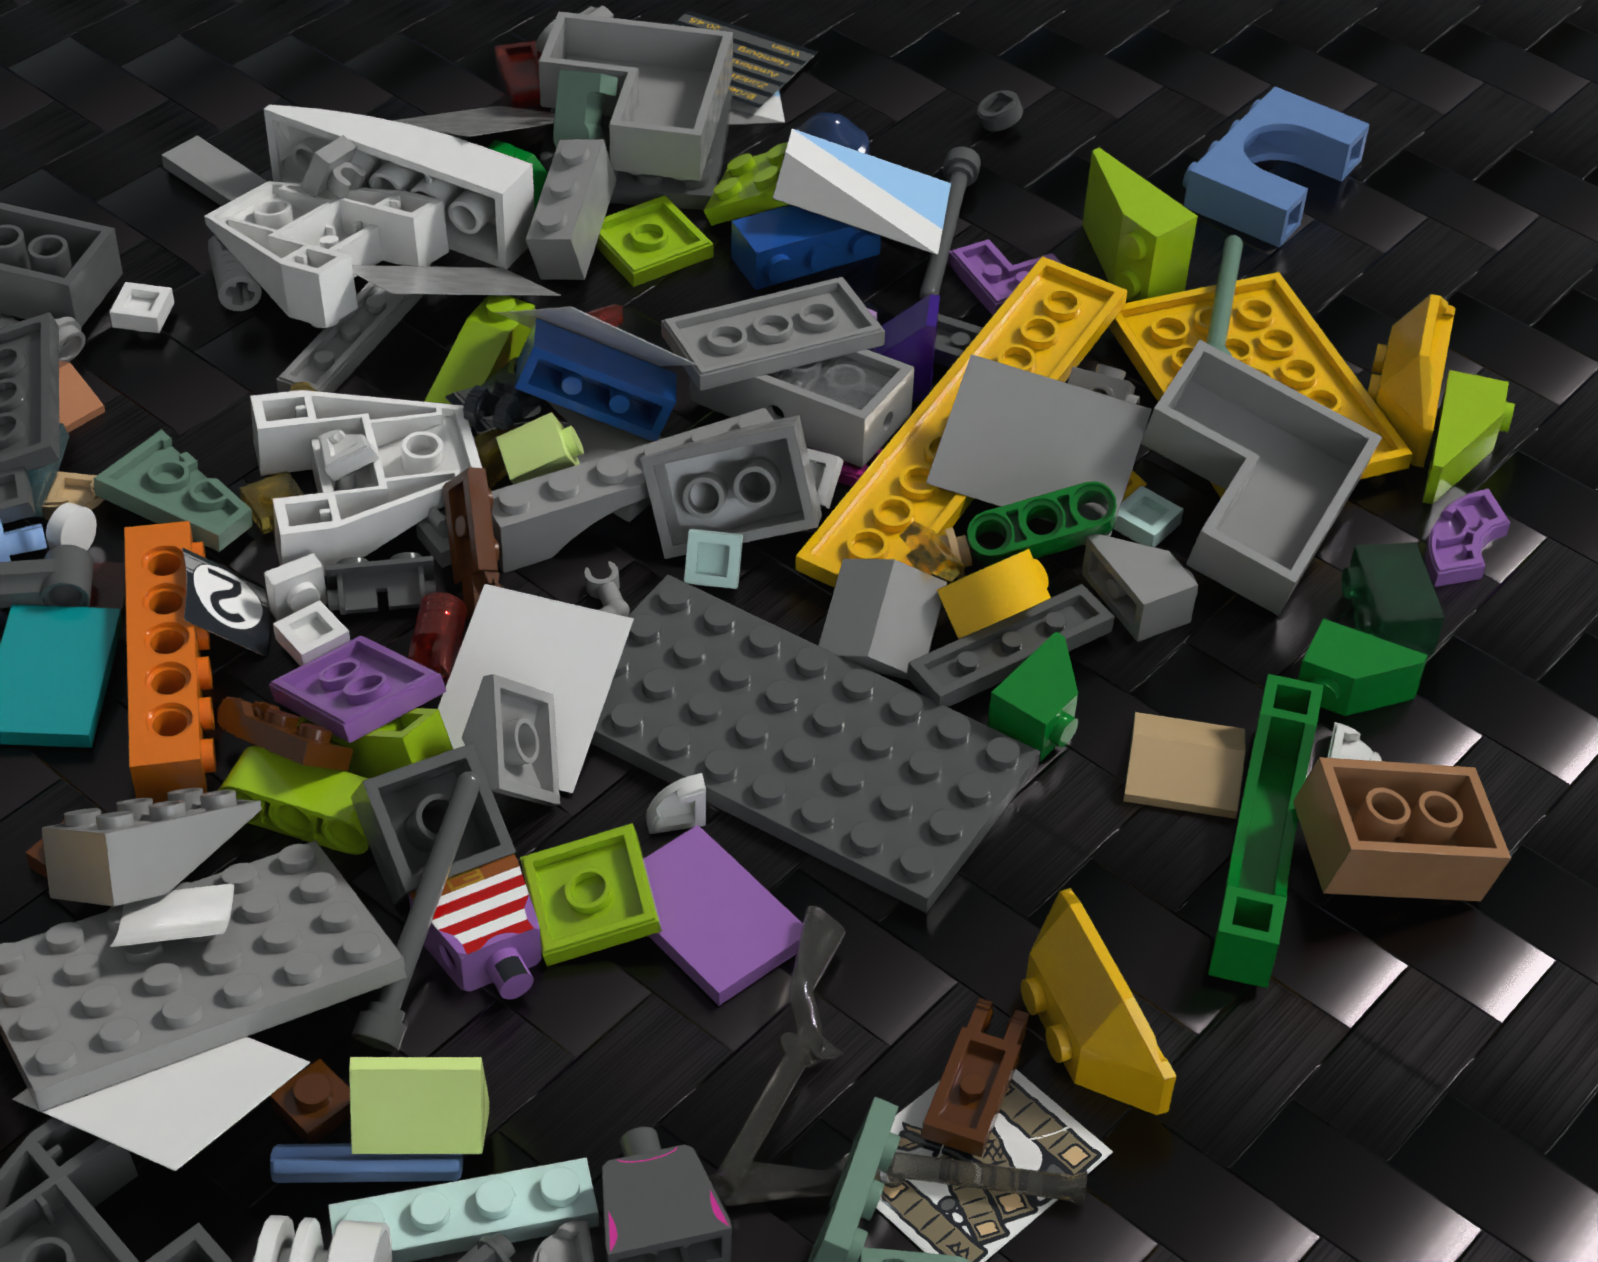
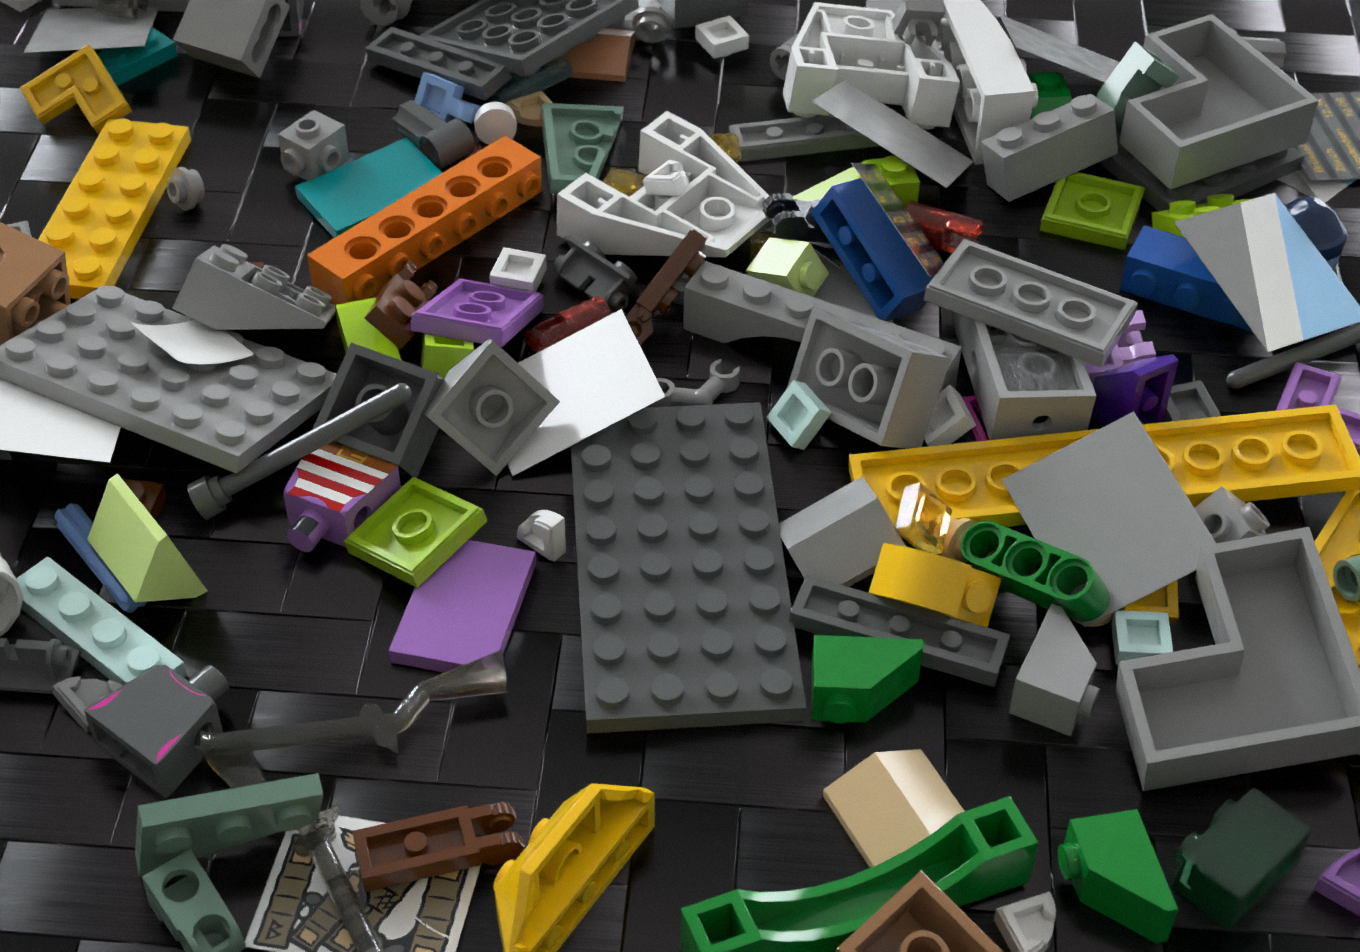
camera: 55 degrees right, 0 degrees up
(226, 603) = (499, 215): sticker -> none
(295, 586) = (547, 236): white plate -> none

